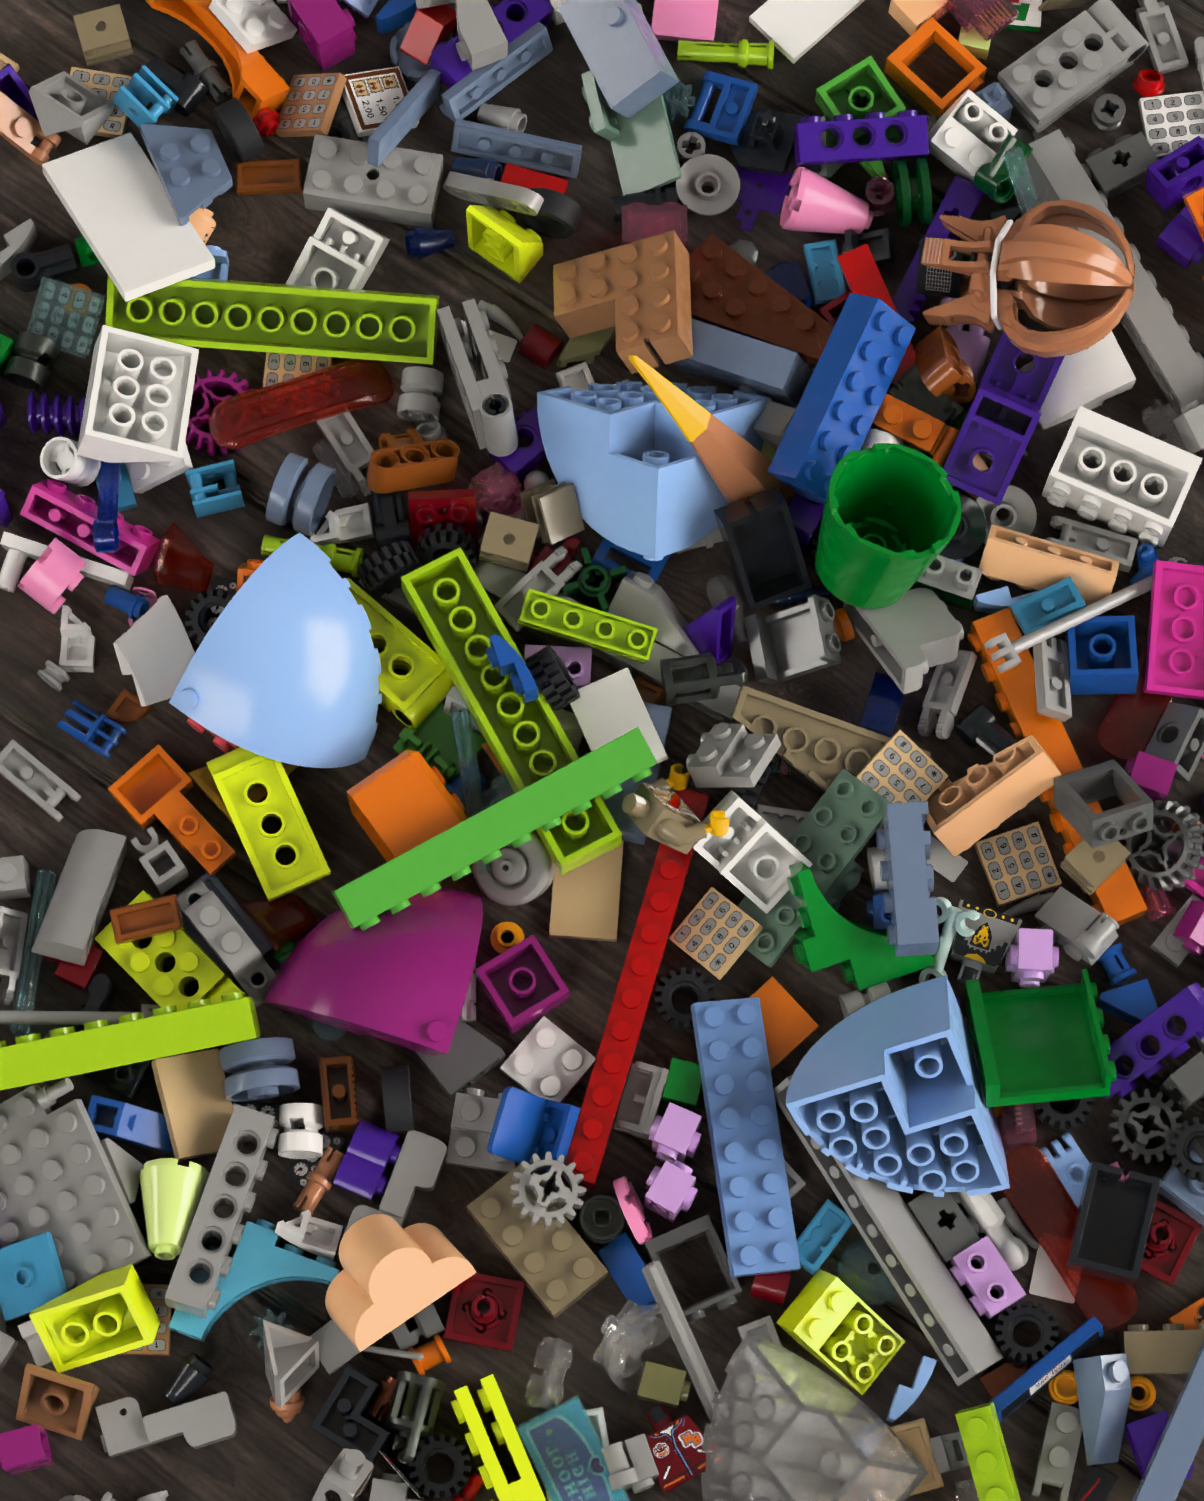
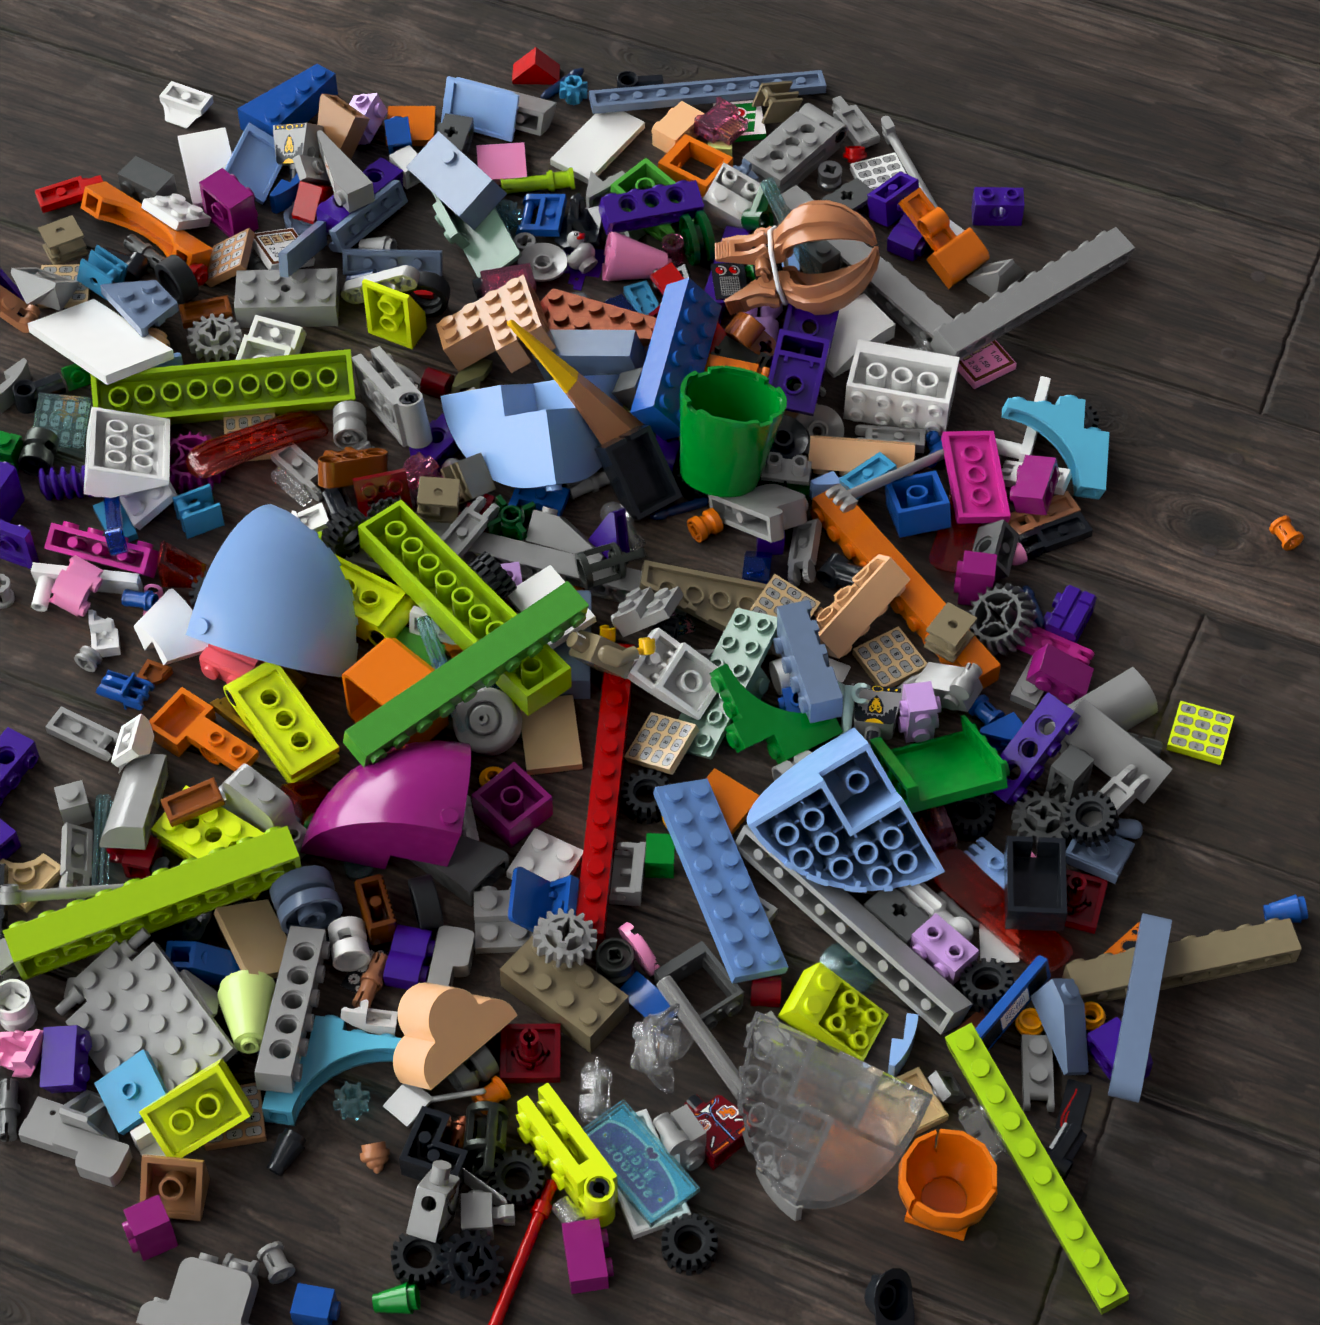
camera: 10 degrees left, 20 degrees down
(61, 463) = (79, 508): white wheel -> none
(90, 812) = (133, 741): none -> white slope
(160, 863) = (197, 766): light grey brick -> none
(200, 1422) = (300, 1183): light grey piece -> none
(261, 223) = (226, 334): none -> light grey gear
(288, 1360) = (369, 1115): light grey slope -> none
(300, 494) = (263, 490): sand blue wheel -> none
(428, 241) = (336, 330): clear blue cone -> none
(508, 661) = (458, 563): blue slope -> none
(586, 626) = (512, 541): lime brick -> none
(663, 1385) = (694, 1078): olive brick -> none
(670, 1190) = (667, 928): lavender brick -> none
(675, 1134) = (662, 887): lavender brick -> none
(762, 187) = (583, 256): none -> light grey animal
(793, 641) = (678, 533): dark grey panel -> none
(802, 87) = (599, 188): none -> light grey slope
(822, 1236) = (801, 946): dark azure plate -> none
(1052, 679) = (883, 521): light grey hinge -> none
(1096, 783) = (945, 587): dark grey window -> none
(1157, 904) = (1009, 666): clear pink bush -> none

